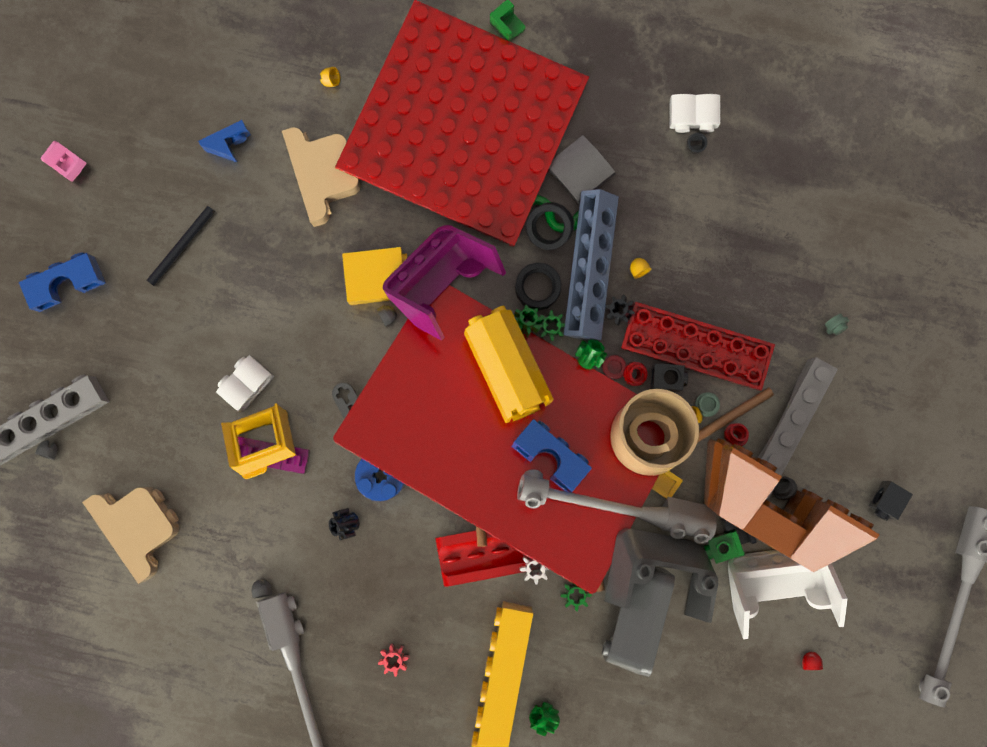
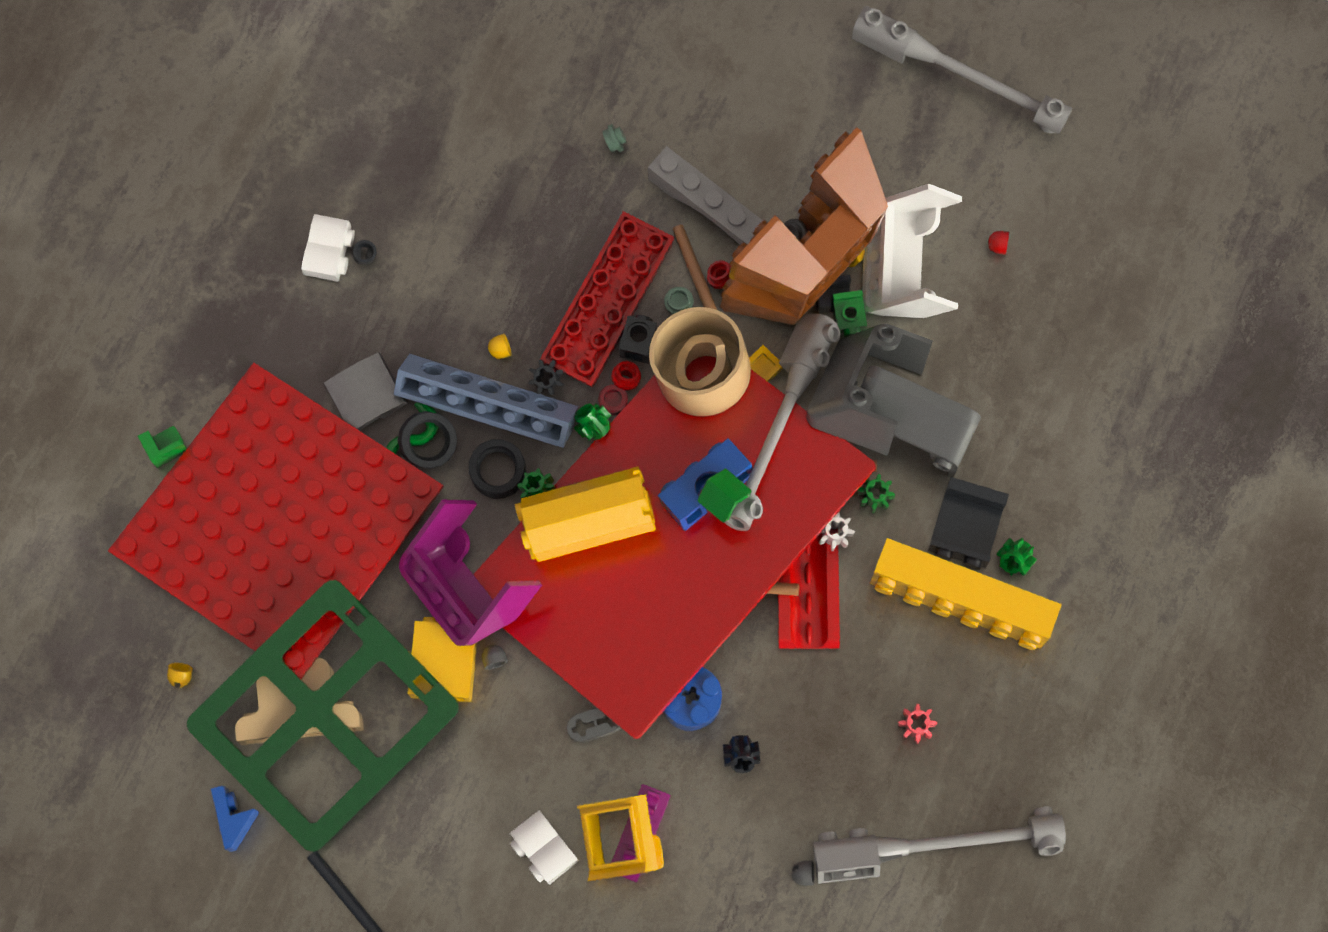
camera: 80 degrees left, 10 degrees down
(314, 185) = (316, 710): none -> dark green window
(540, 474) = (722, 494): none -> green panel
(550, 319) = (550, 453): green gear -> none
(565, 673) = (967, 523): none -> black panel
(890, 501) = (829, 120): black brick -> none

